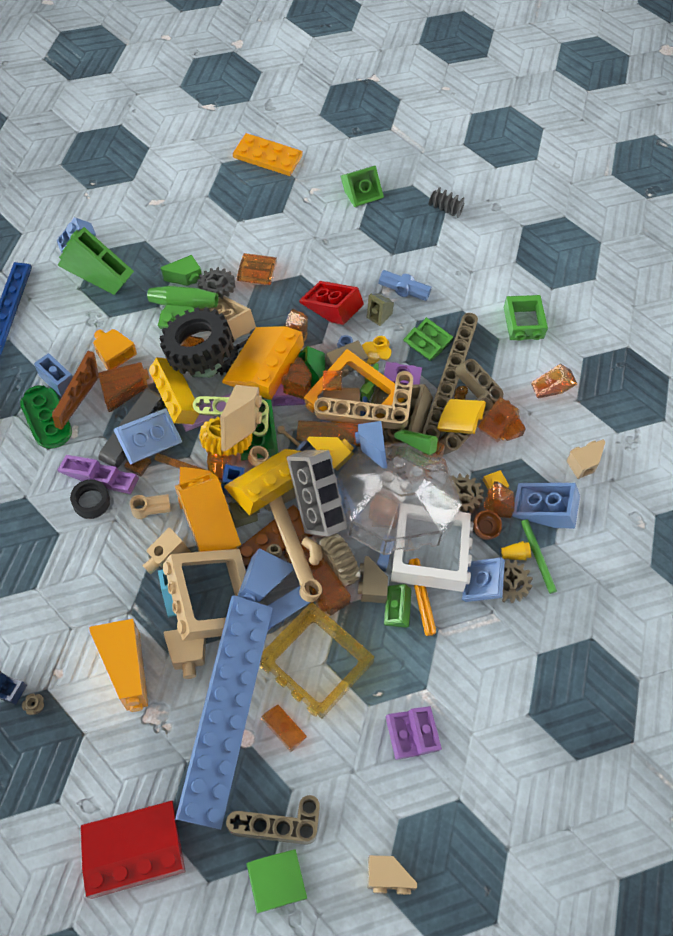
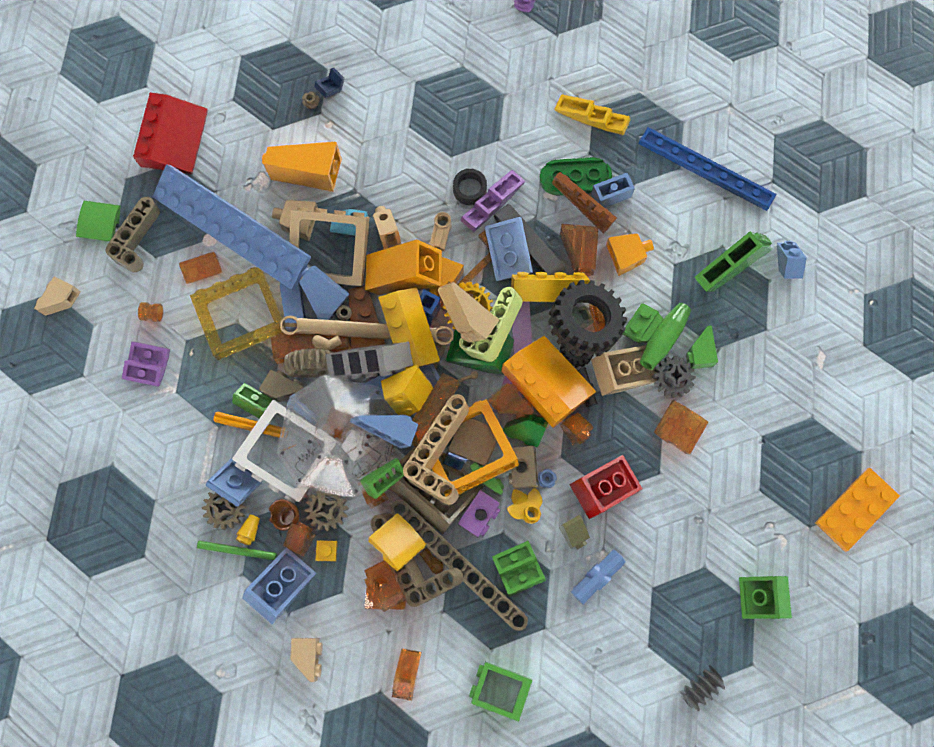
camera: 120 degrees right, 15 degrees up
(332, 380) = (488, 430): clear orange tile -> none
(357, 754) = (147, 311): none -> clear orange wheel

